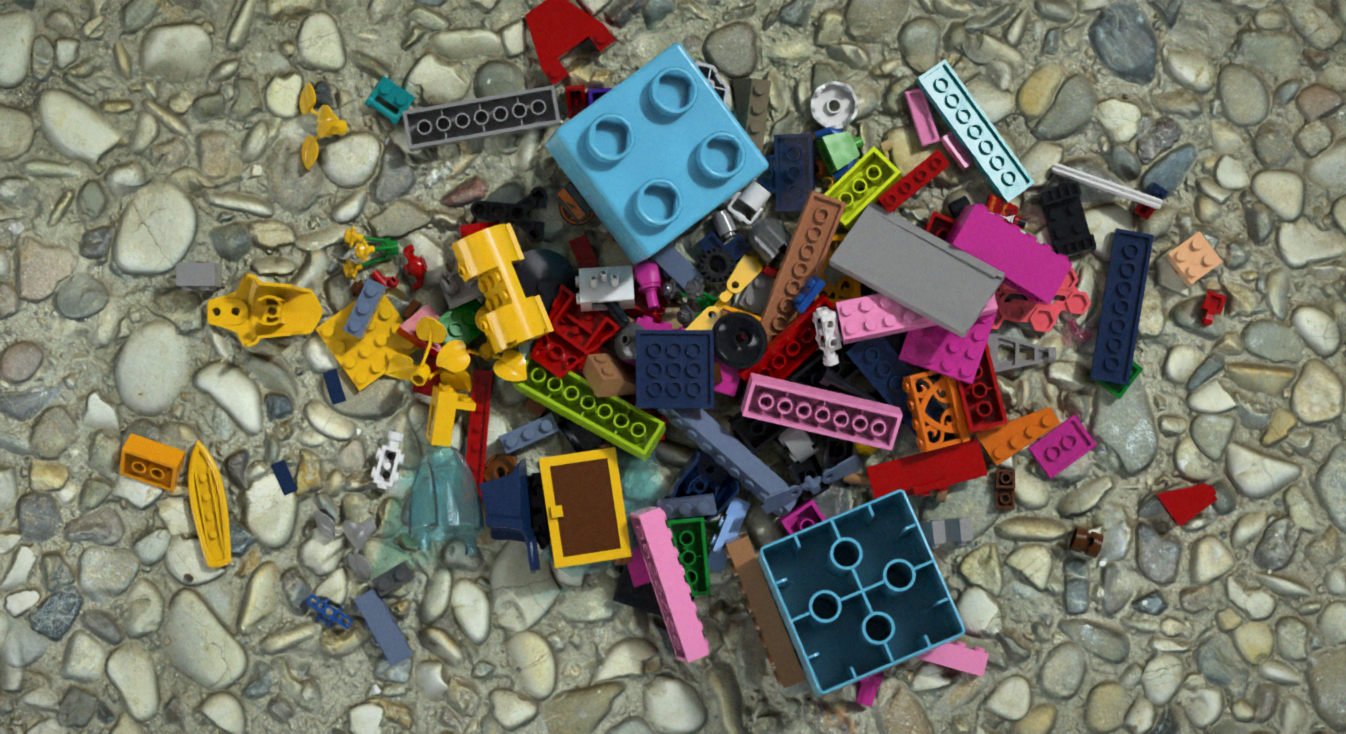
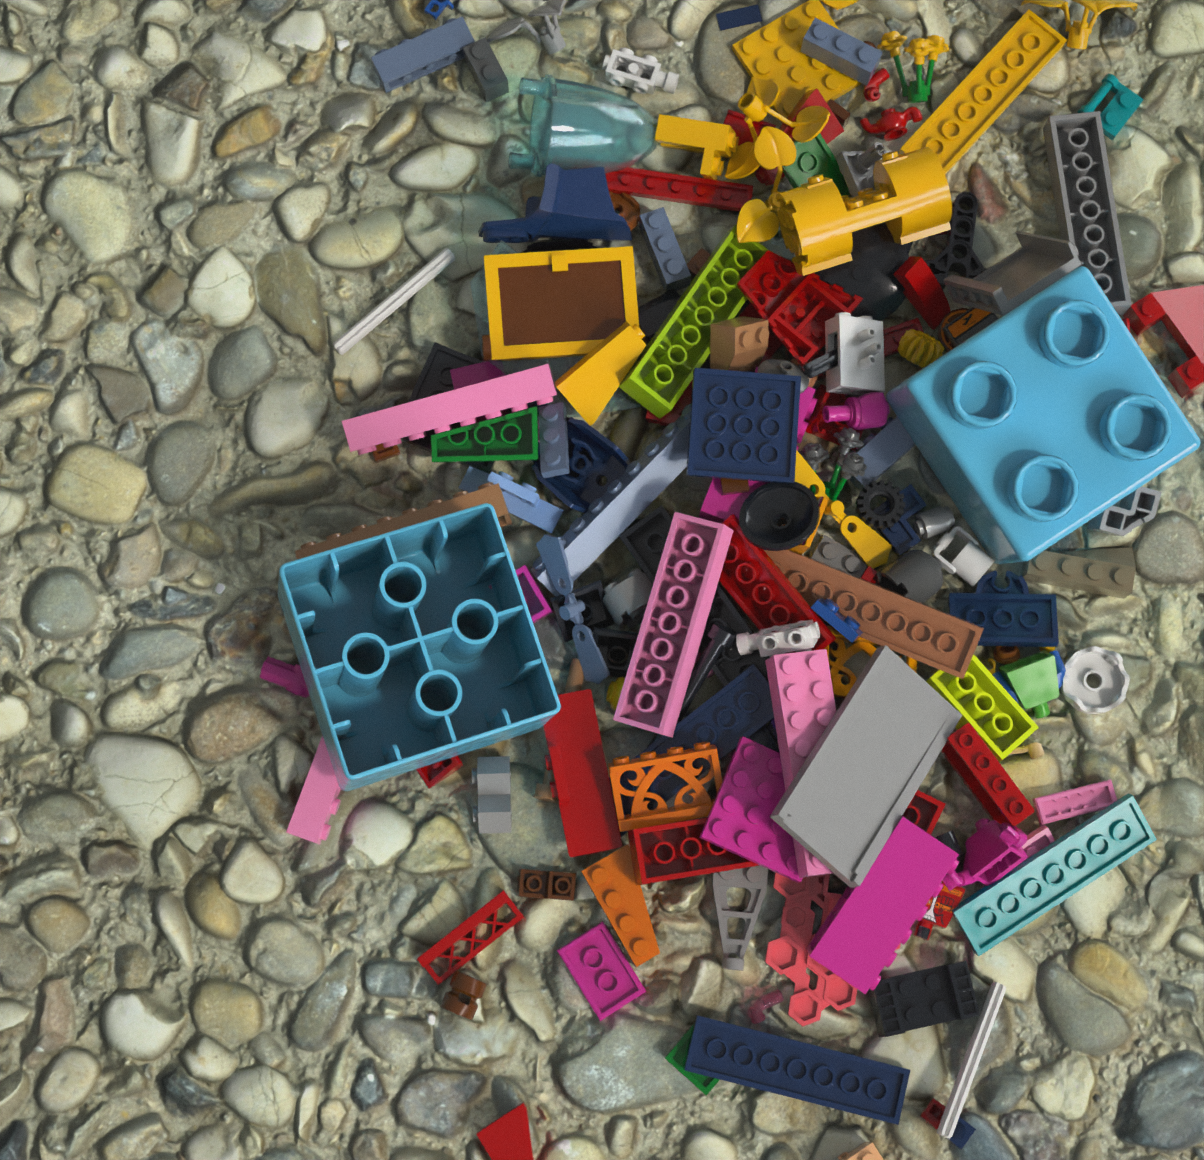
camera: 90 degrees right, 10 degrees down
(388, 197) = (987, 90): none -> yellow plate
(546, 174) = (1017, 276): none -> light grey panel
(552, 239) = (923, 290): none -> red slope
(580, 632) = (394, 301): none -> white axle
(596, 240) = (919, 348): none -> yellow gear
(635, 475) = (601, 371): none -> yellow slope
(966, 178) = (989, 854): none -> dark pink torso
(1040, 545) = (464, 929): none -> red fence

